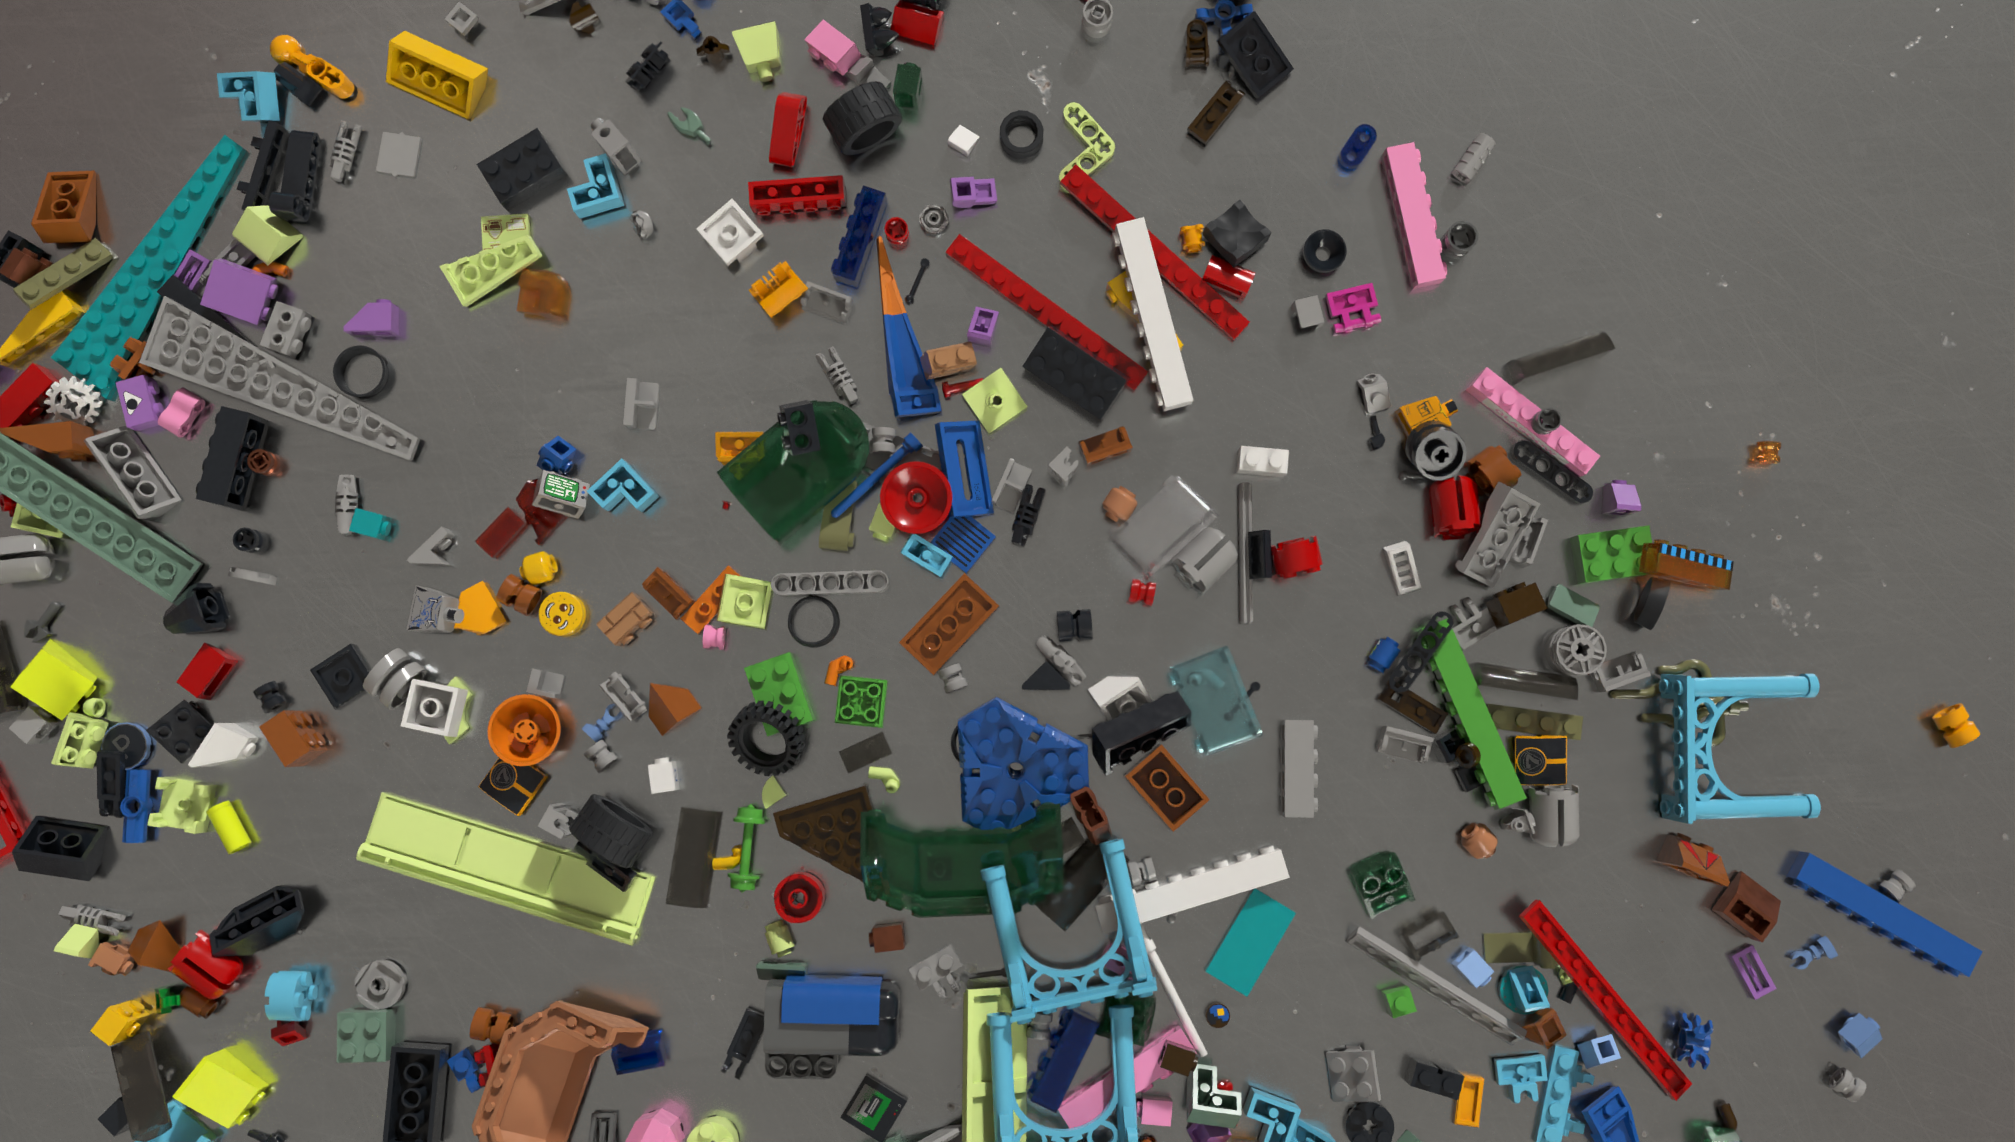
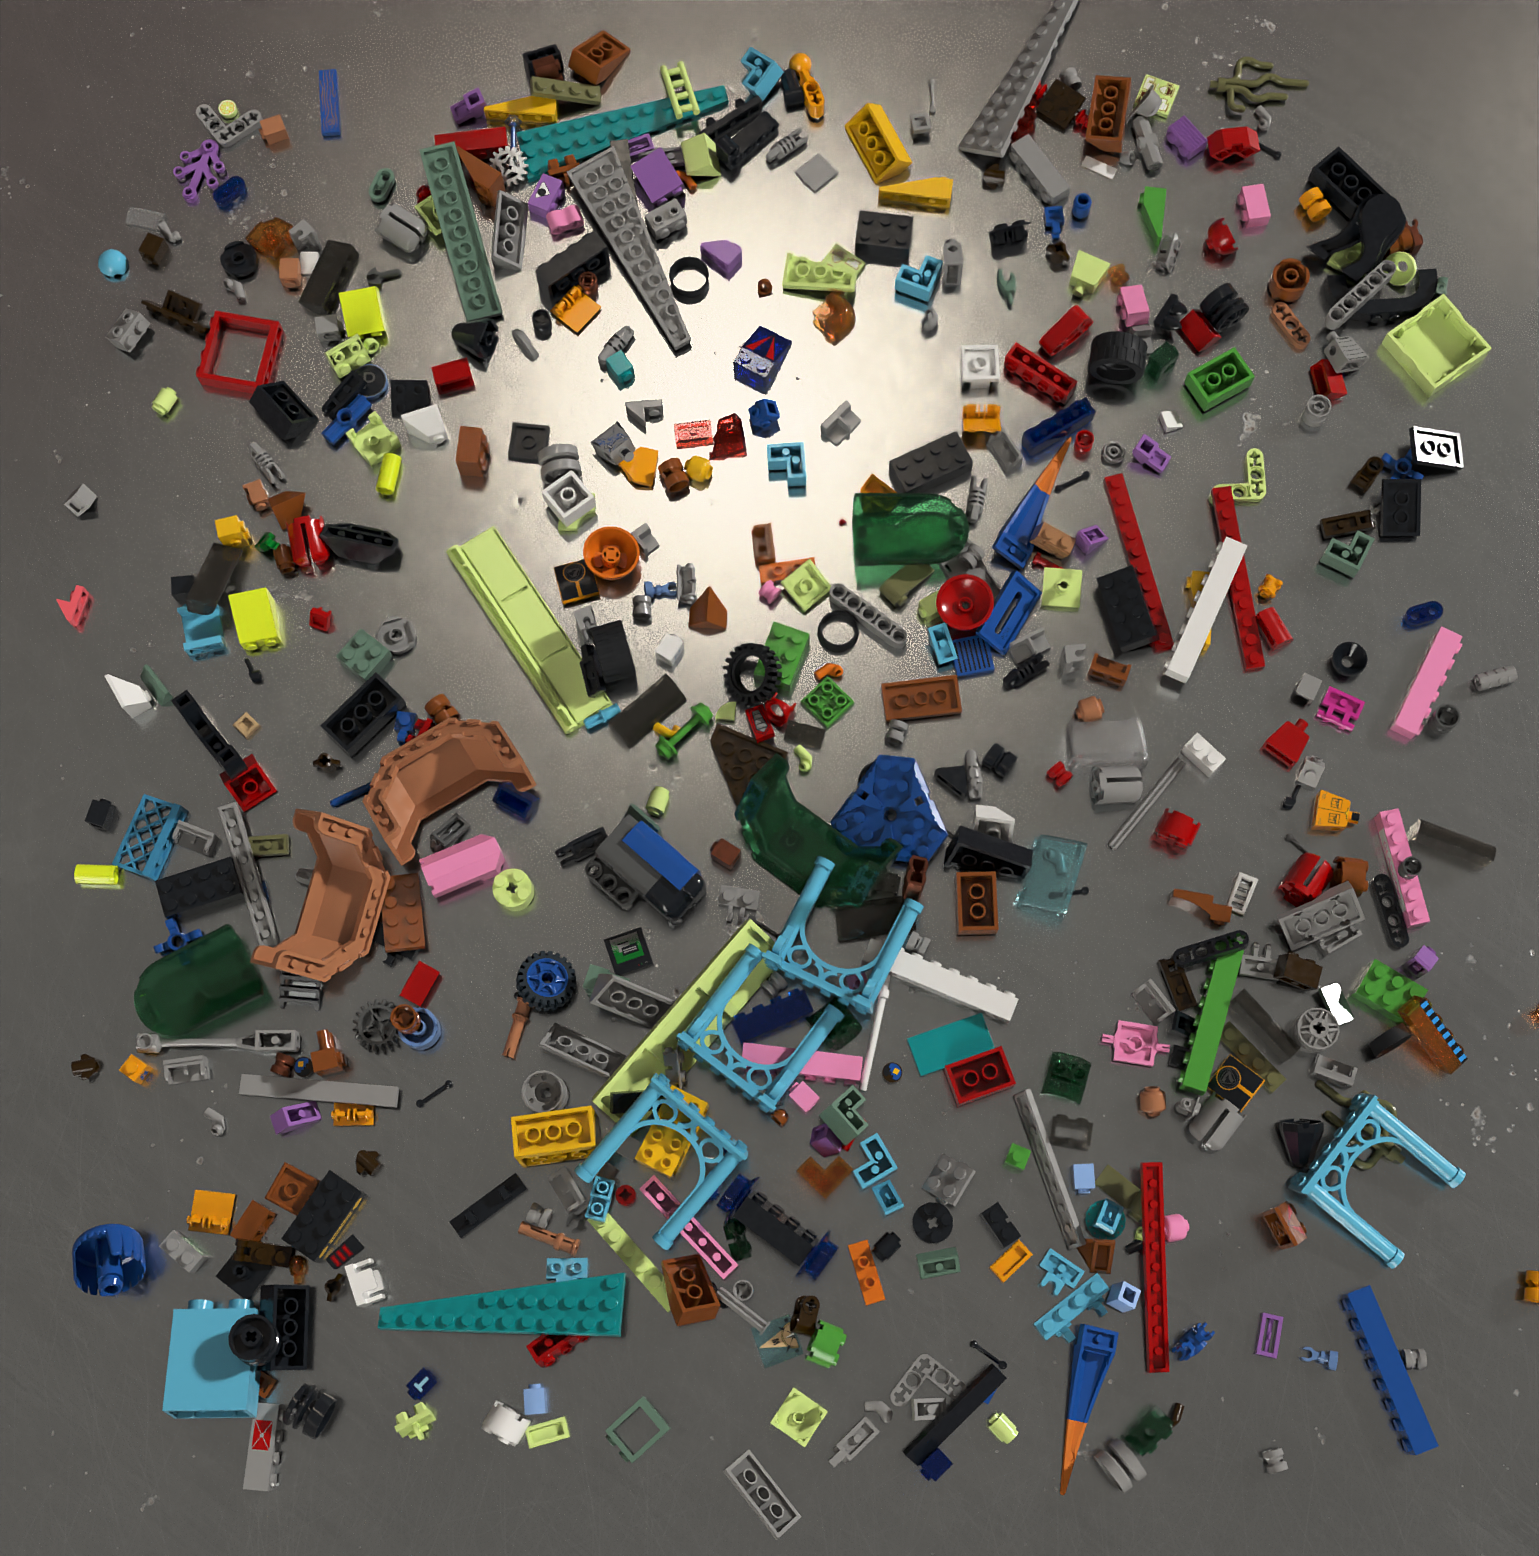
camera: 40 degrees right, 10 degrees down
(39, 349) = (513, 122): none -> piece
(79, 942) = (248, 469): yellowish green slope -> none
(185, 189) = (688, 94): none -> yellowish green bar
(270, 697) = (476, 417): black wheel -> none
(273, 498) = (575, 308): none -> light orange hinge
(290, 996) = (341, 596): medium azure brick -> none
(446, 326) = (765, 291): none -> dark orange hinge
(503, 396) = (761, 355): none -> clear blue slope
(528, 87) = (928, 191): none -> yellow slope
(561, 494) = (749, 435): brick -> none
(562, 614) = (689, 507): yellow head -> none
(625, 620) = (725, 539): medium nougat brick -> none
(654, 898) = (603, 716): none -> medium azure axle
(766, 377) = (931, 464): none -> black brick
(785, 897) = (702, 785): red brick -> none
(791, 25) = (1118, 274): none -> clear orange wheel
(805, 425) = (931, 508): black brick -> none
(814, 779) = (759, 723): none -> tile
(829, 760) = (787, 711): none -> red piece
(909, 446) = (986, 571): blue piece -> none
(977, 59) = (1219, 379): none -> bright green brick
(1021, 116) = (1214, 431): black tyre -> none
(1178, 1058) = (846, 1070): dark brown brick -> none
(1236, 233) = (1300, 605): black brick -> none
(1245, 147) = (1347, 557): none -> sand green brick
(1259, 554) = (1154, 809): black plate -> none
(1298, 768) = (1071, 959): light grey brick -> none
(1303, 954) = (979, 1076): none -> red brick
(1331, 381) = (1288, 741): none -> red torso
(1384, 654) = (1185, 935): blue brick -> none
(1397, 606) = (1218, 912): none -> dark orange slope
(1419, 798) = (1135, 1043): none -> bright pink plate
(1436, 450) = (1325, 843): black wheel -> none
(1468, 755) = (1189, 1035): dark brown tile -> none
(1593, 944) = (1175, 1227): none -> bright pink head
(1641, 763) = (1301, 1139): none -> black cone
(1749, 907) = (1299, 1288): copper slope -> none
(1860, 1034) = (1310, 1433): medium blue brick -> none

